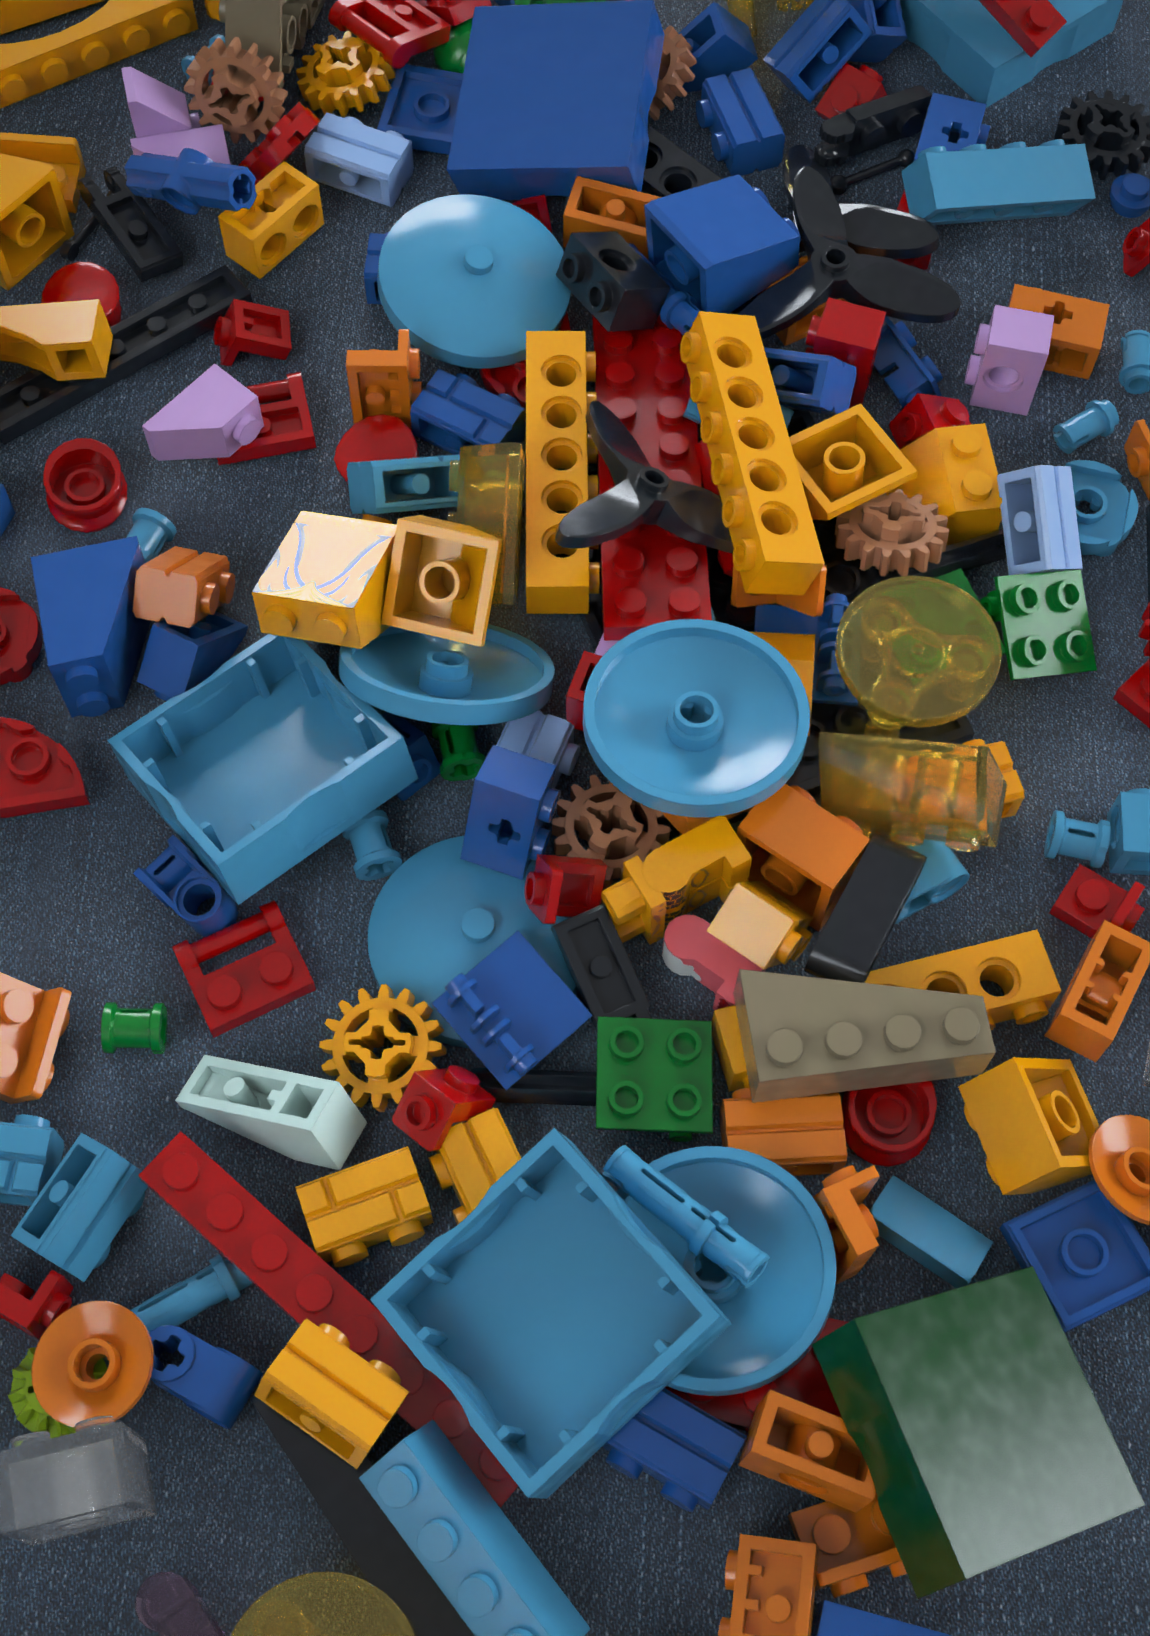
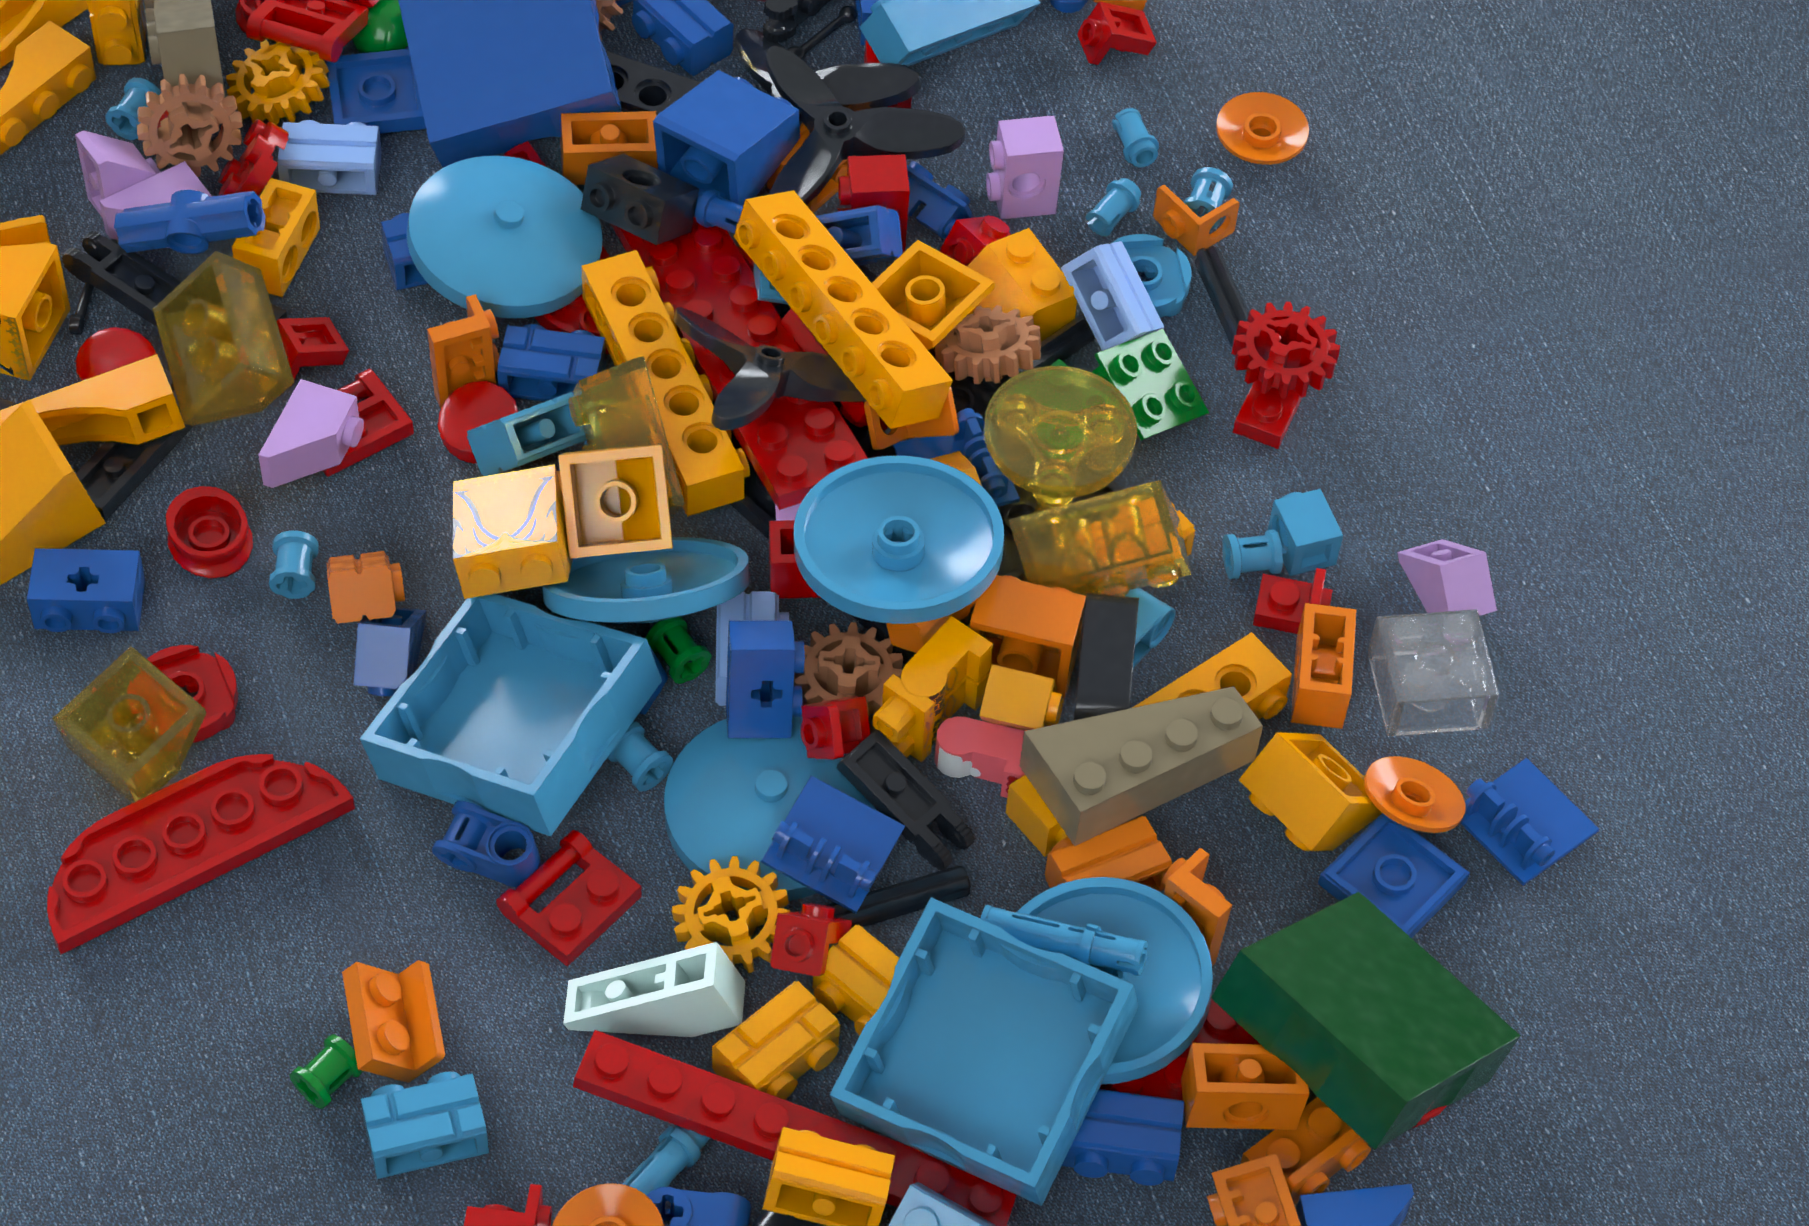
camera: 25 degrees left, 10 degrees down
(82, 1207) = (529, 1127): dark azure brick -> none
(91, 622) = (283, 644): blue slope -> none
(134, 1028) = (497, 976): green bush -> none
(172, 305) = (222, 342): none -> clear yellow slope
(654, 1076) = (981, 856): green hinge -> none
(889, 1121) = (1194, 822): red piece -> none
(929, 1233) = (1262, 907): dark azure slope -> none
(1076, 328) = (1075, 120): orange brick -> none

